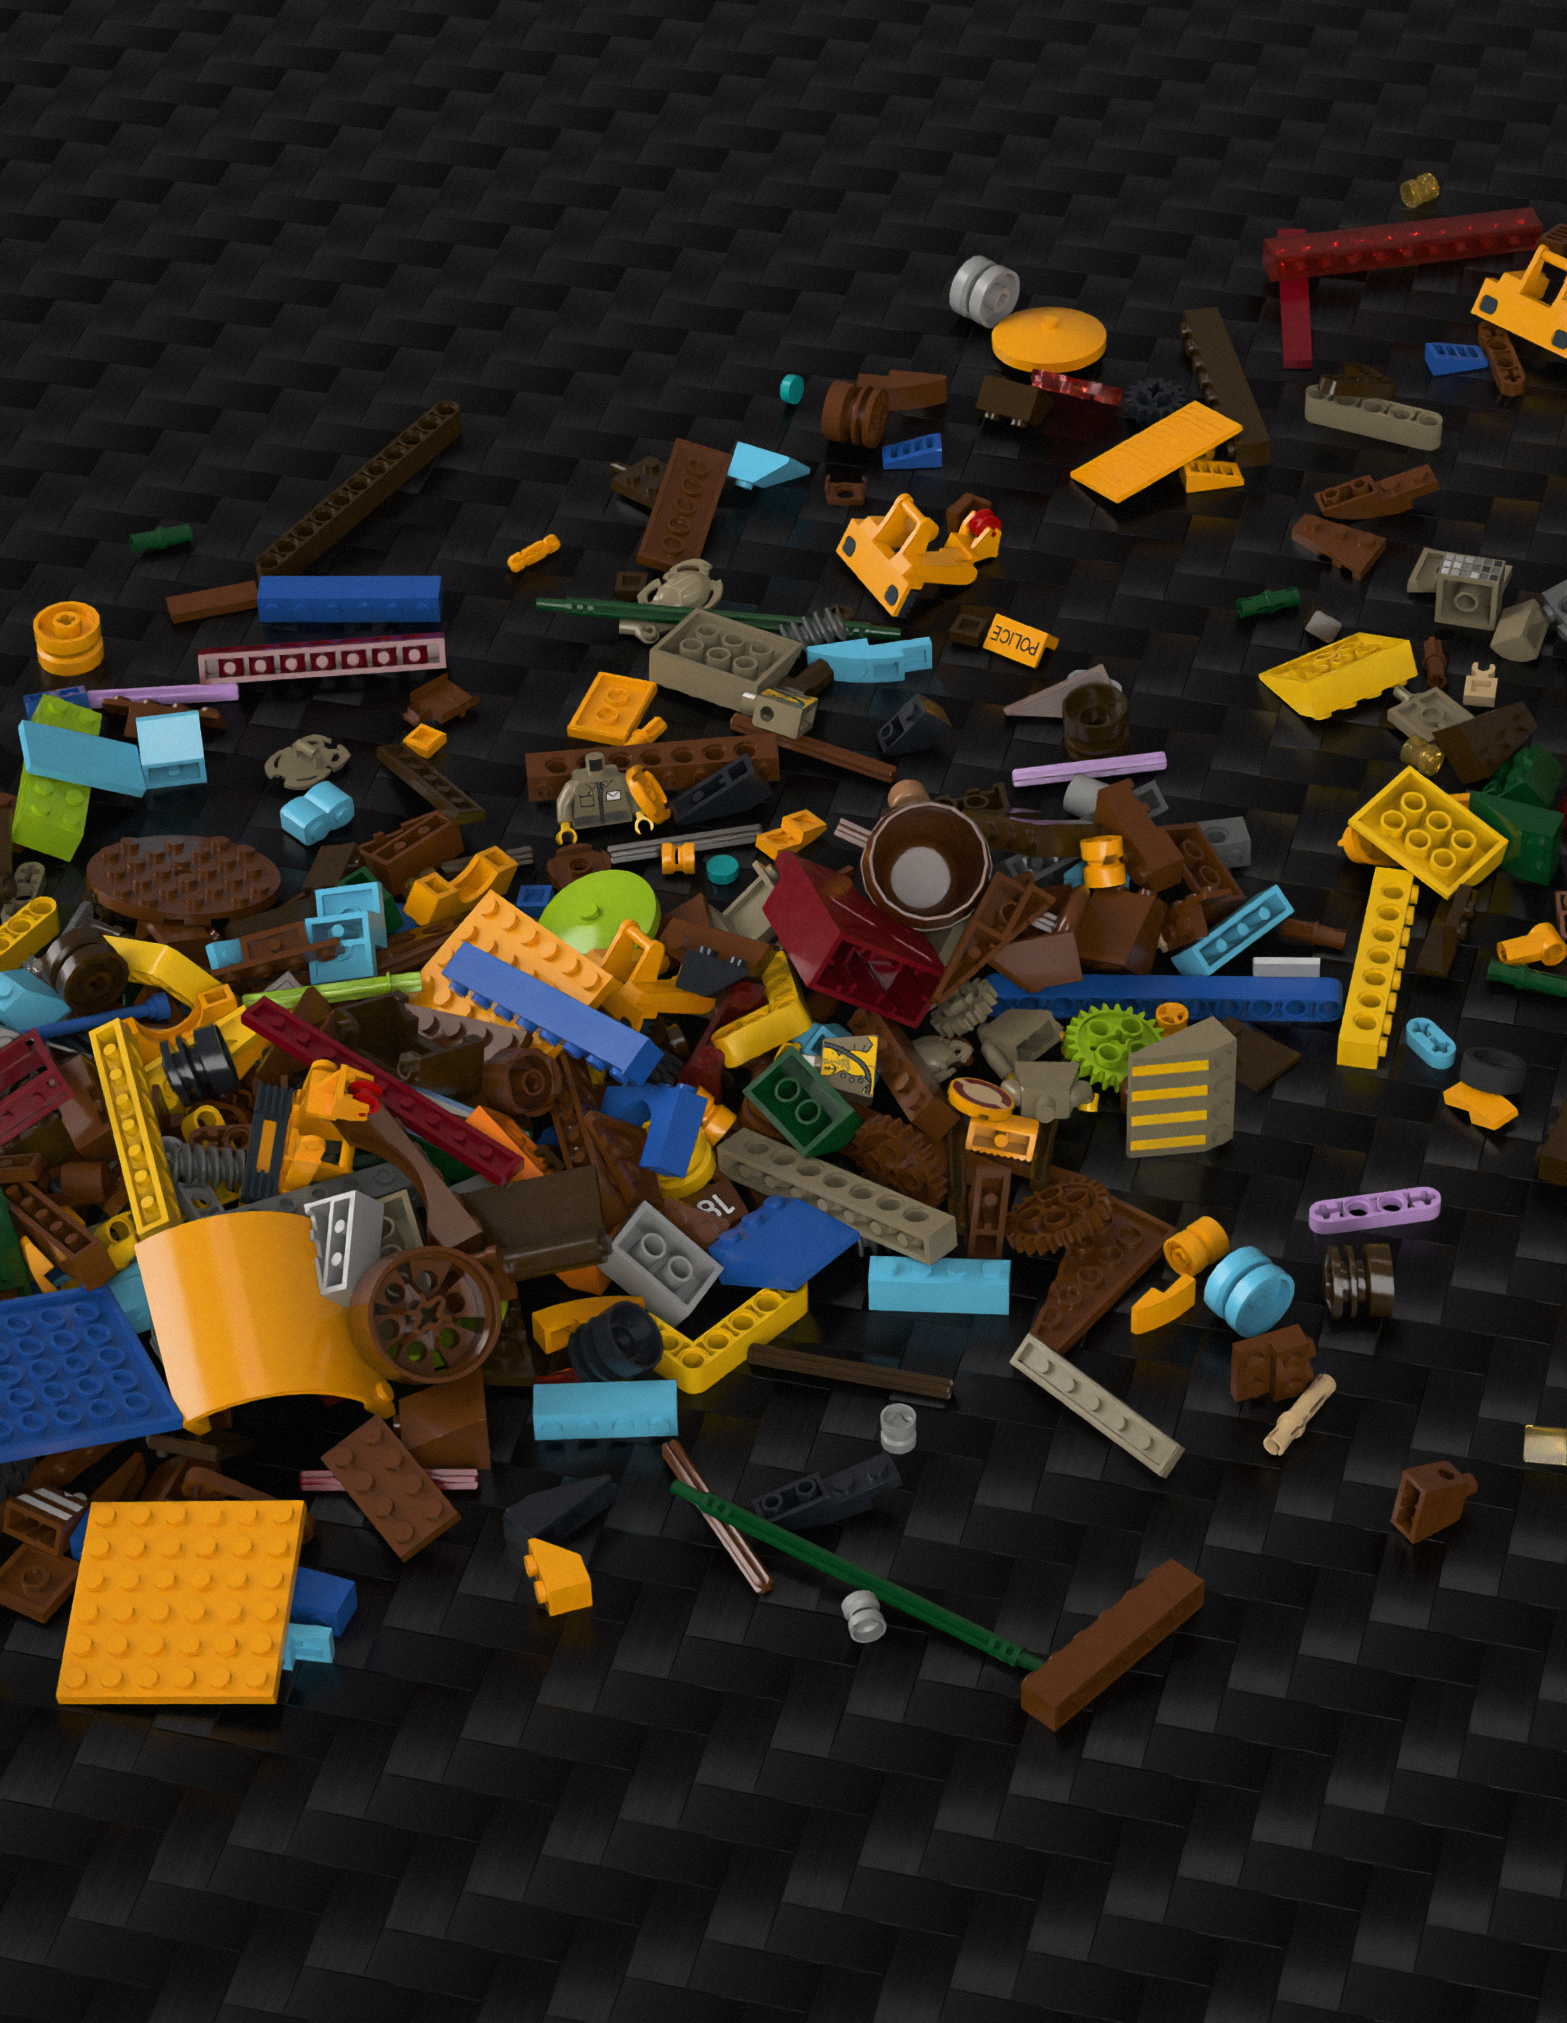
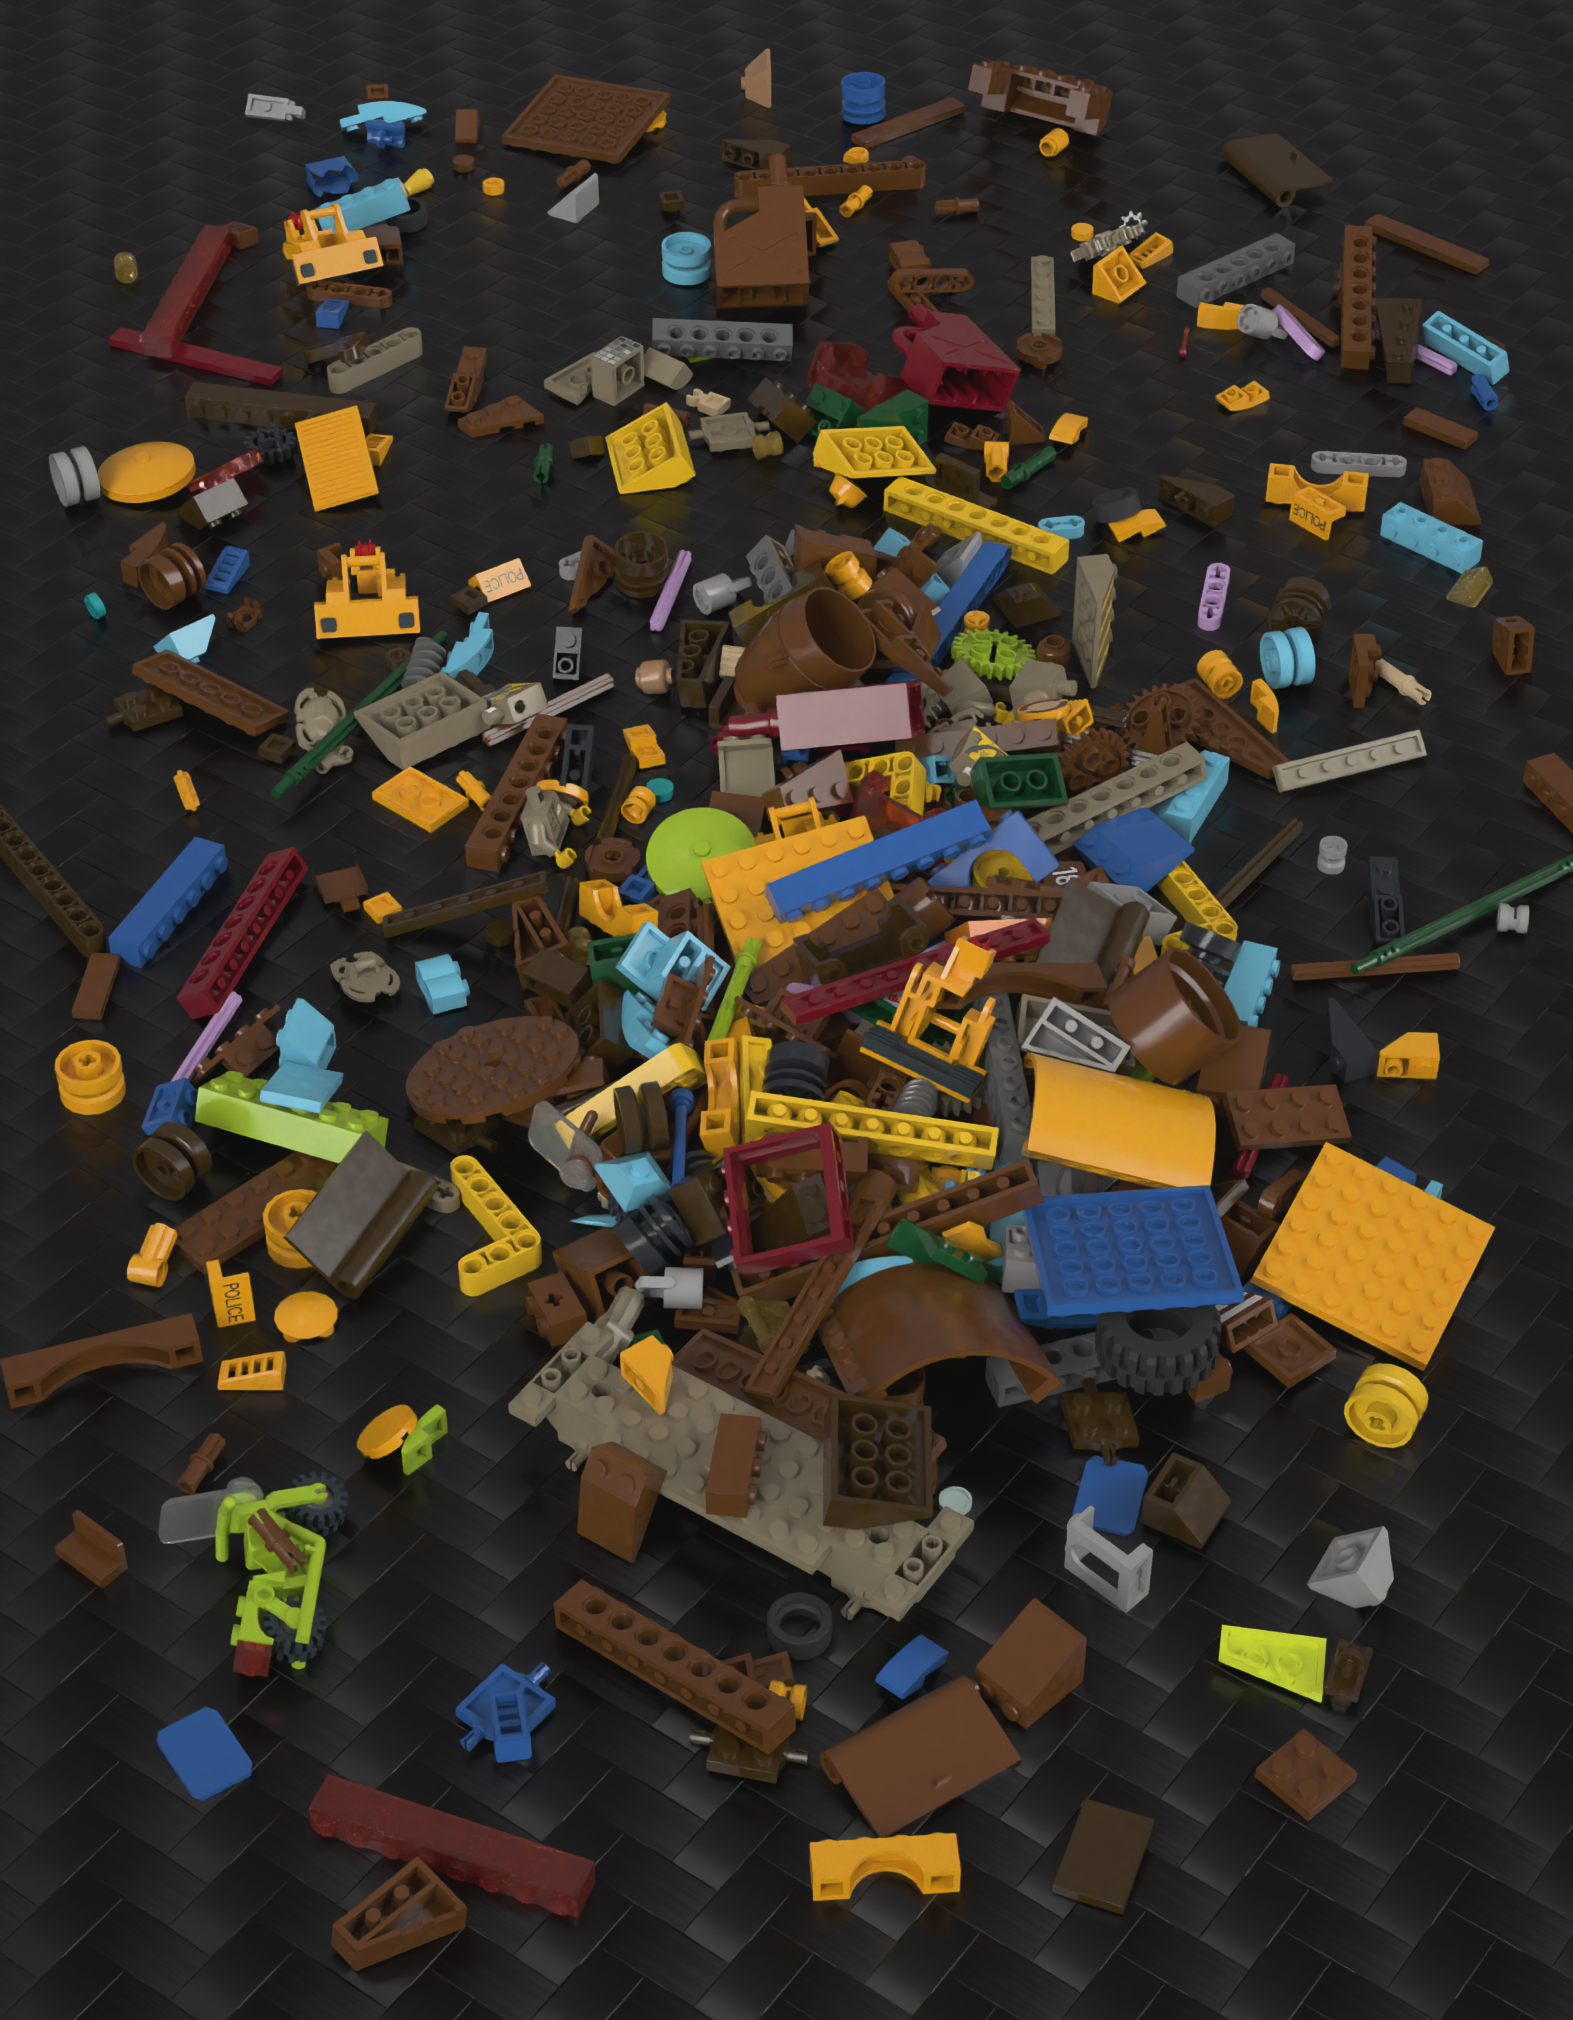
camera: 70 degrees left, 0 degrees up
(709, 975) = (845, 792): black slope -> none

